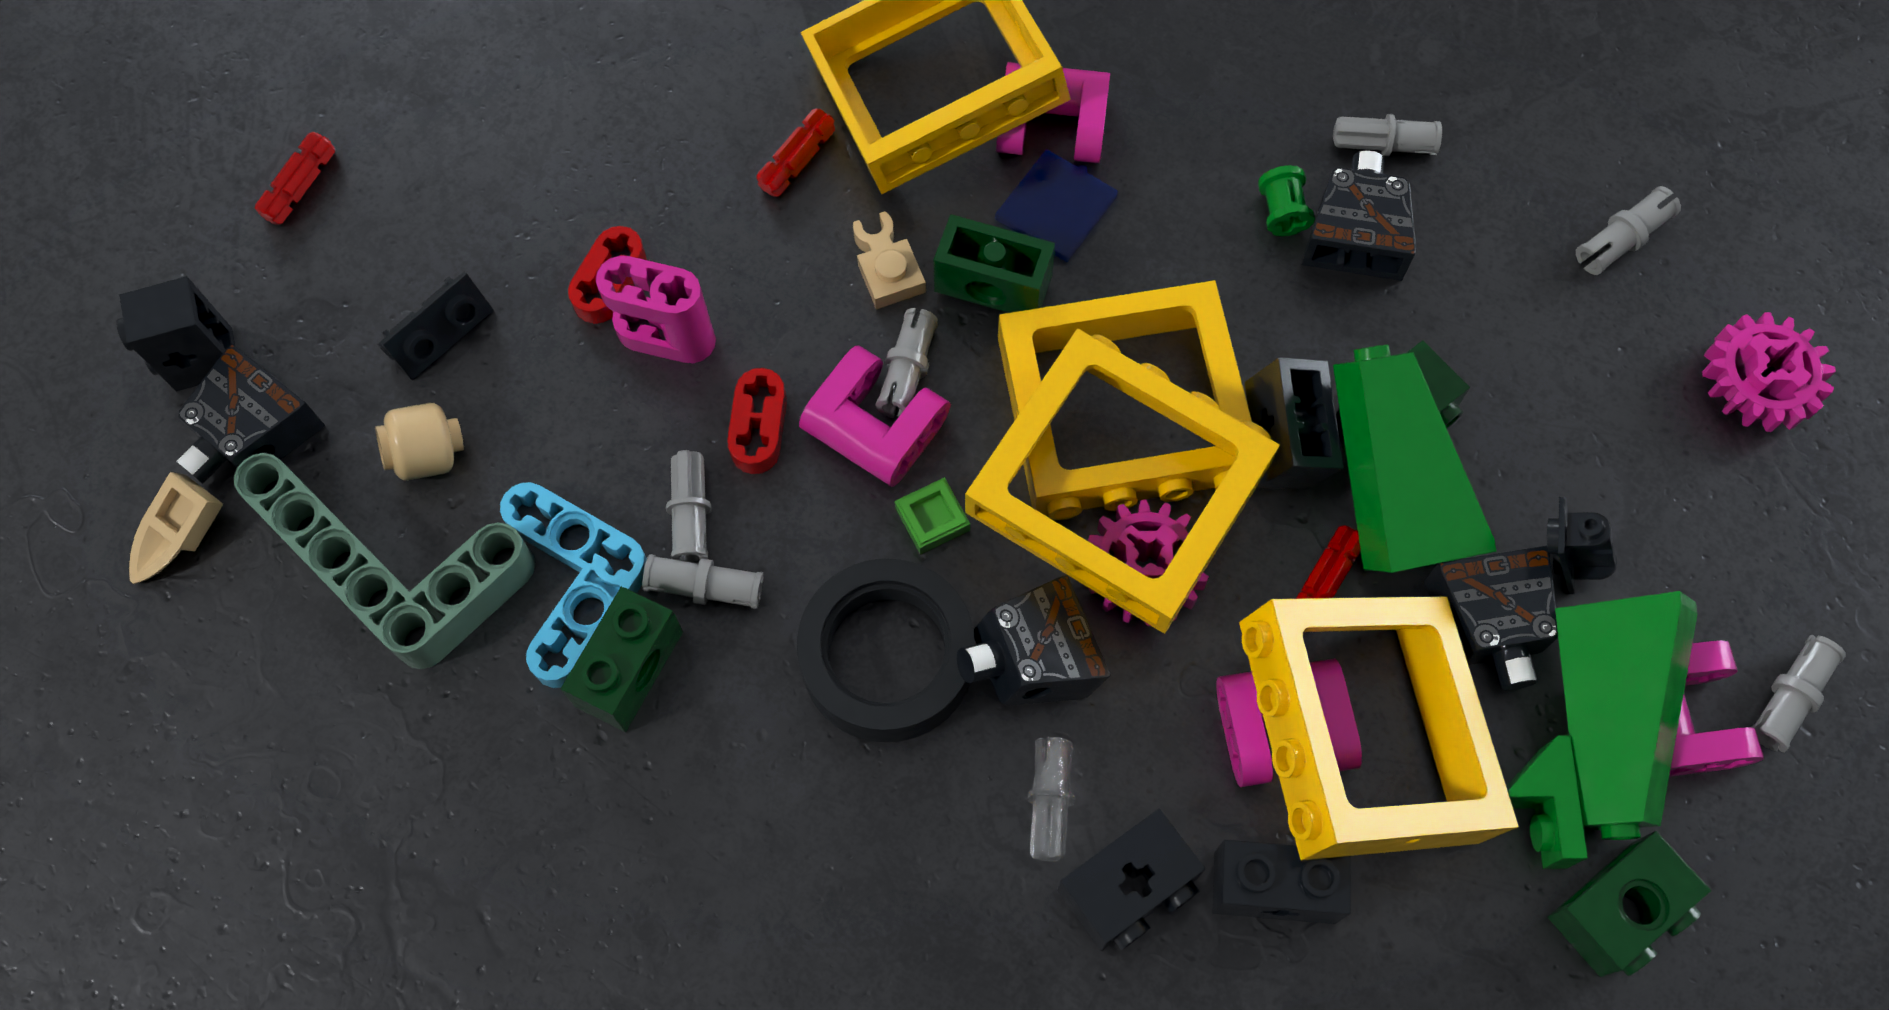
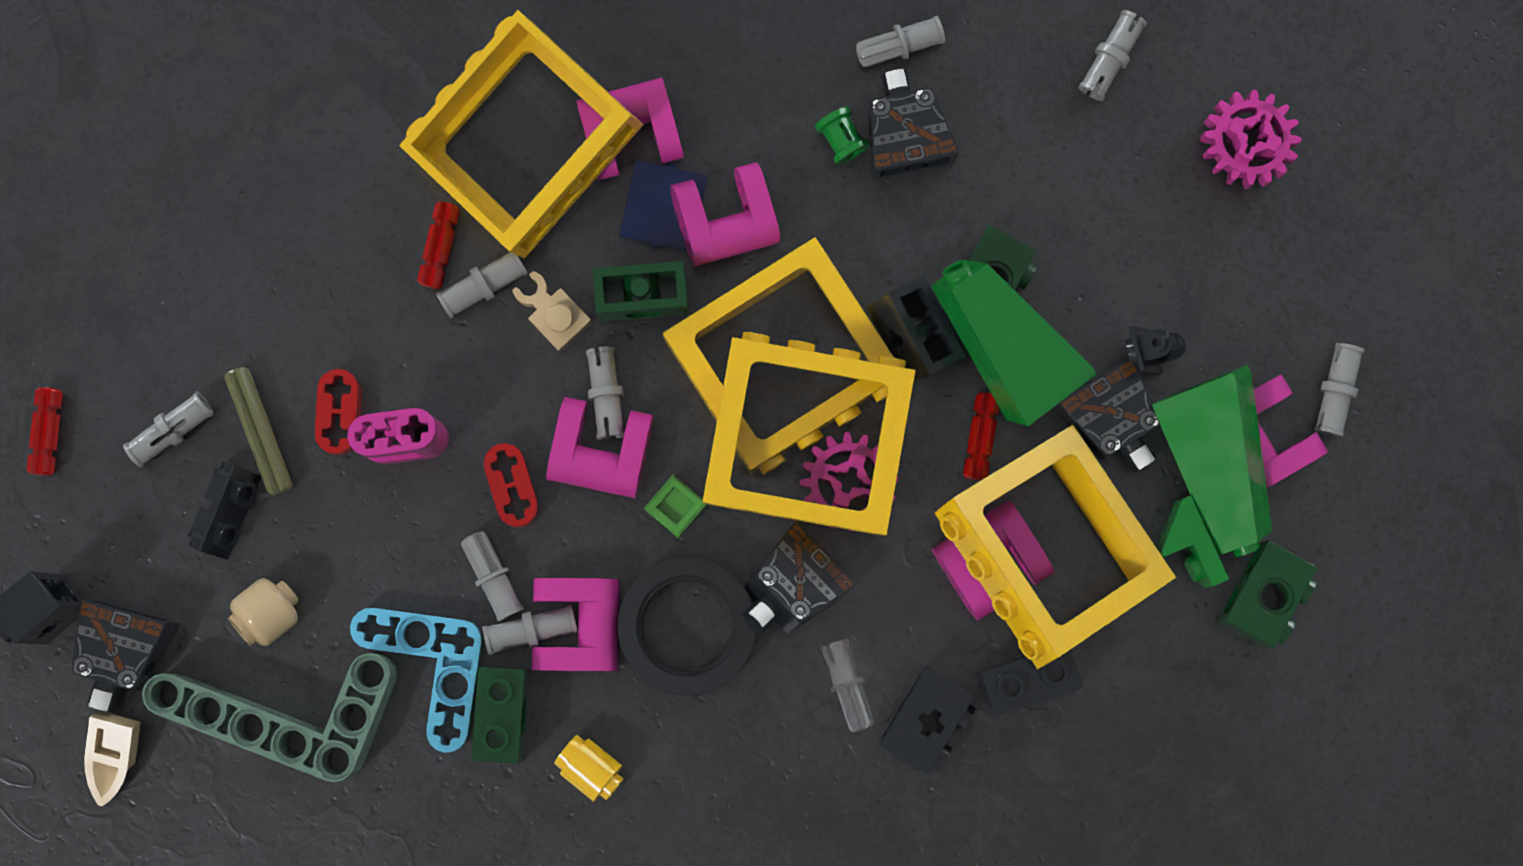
camera: 25 degrees left, 15 degrees up
(452, 215) = (168, 429): none -> light grey pin
(513, 262) = (258, 431): none -> olive axle
(696, 767) = (589, 768): none -> yellow brick
(773, 626) = (597, 624): none -> dark pink connector
(823, 203) = (481, 284): none -> light grey pin
(1120, 251) = (731, 234): none -> dark pink connector

